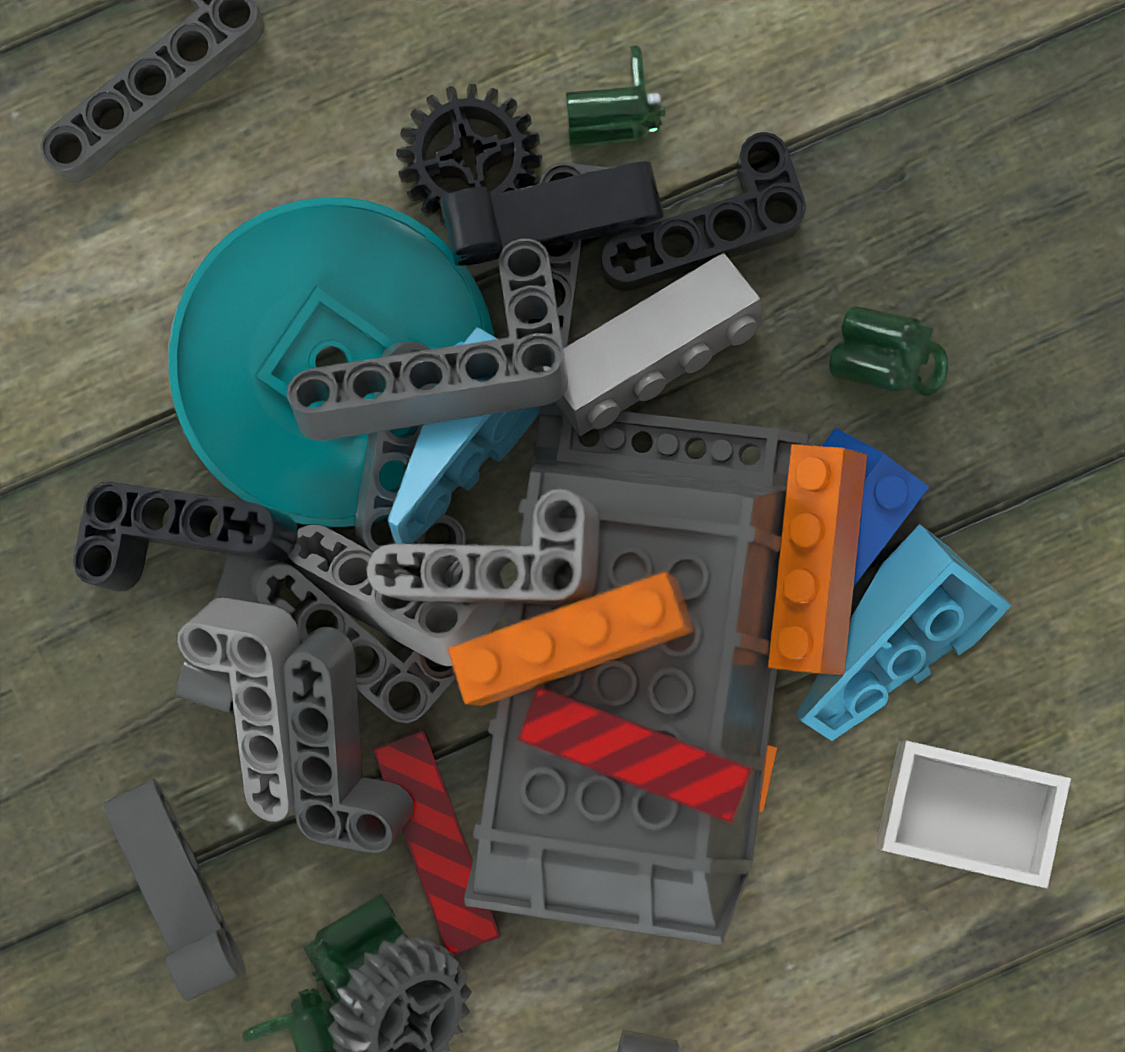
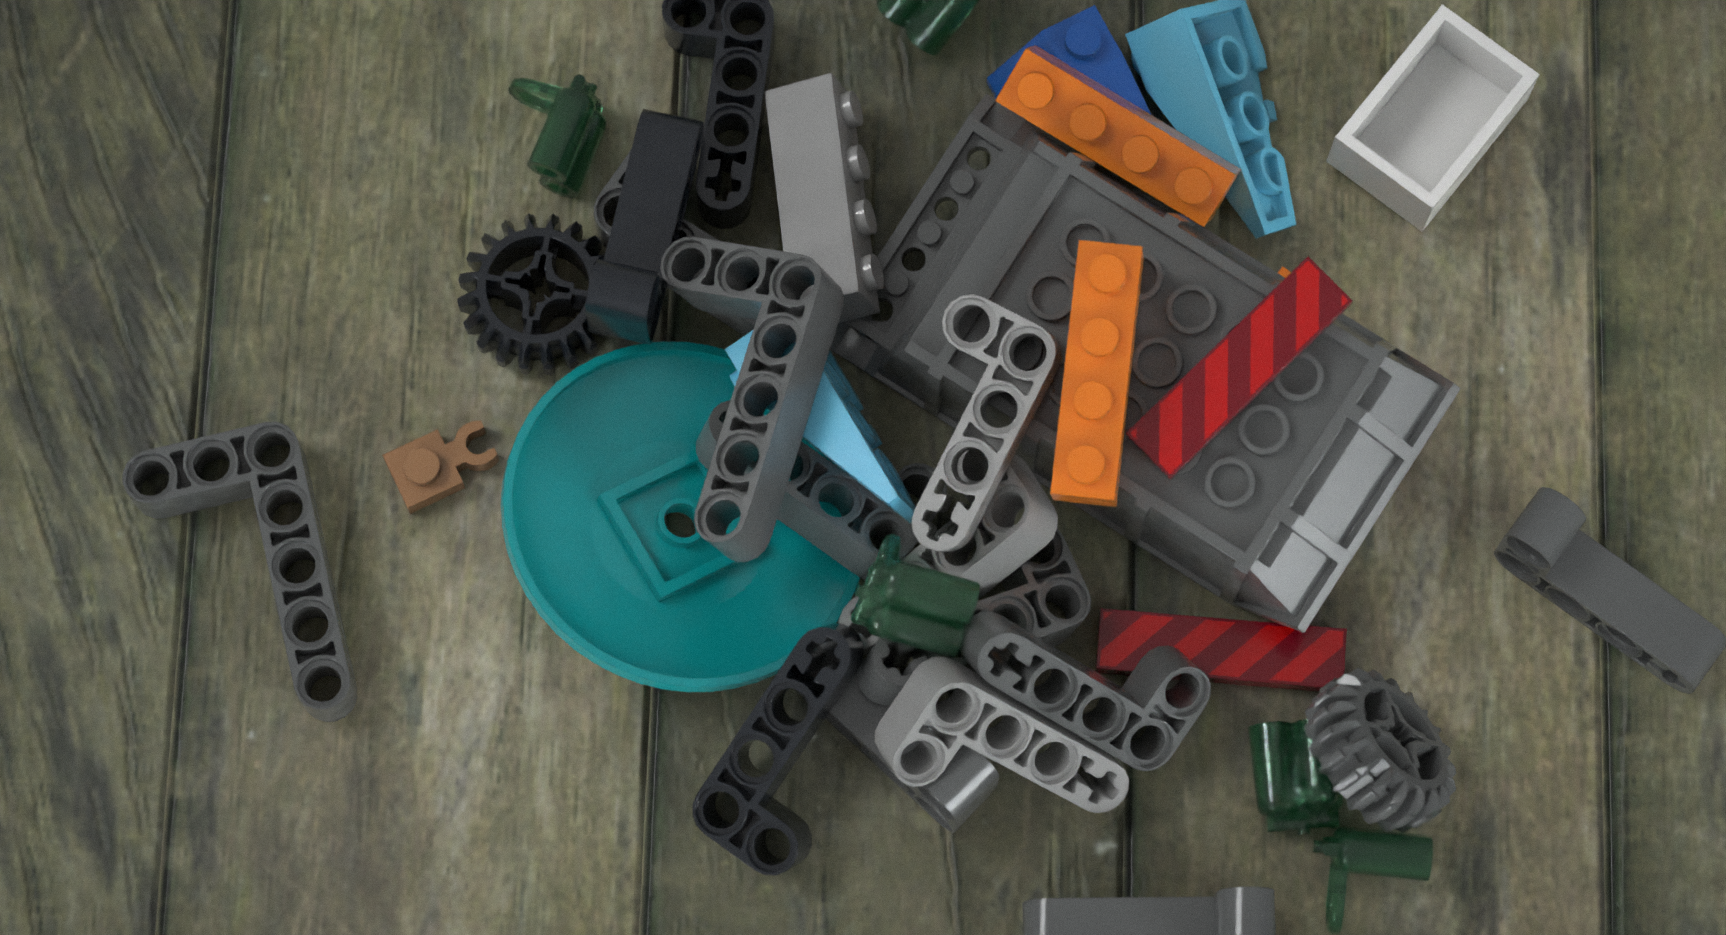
camera: 70 degrees left, 10 degrees down
(290, 143) = (430, 468): none -> medium nougat plate
(323, 579) = (914, 602): none -> clear green piece

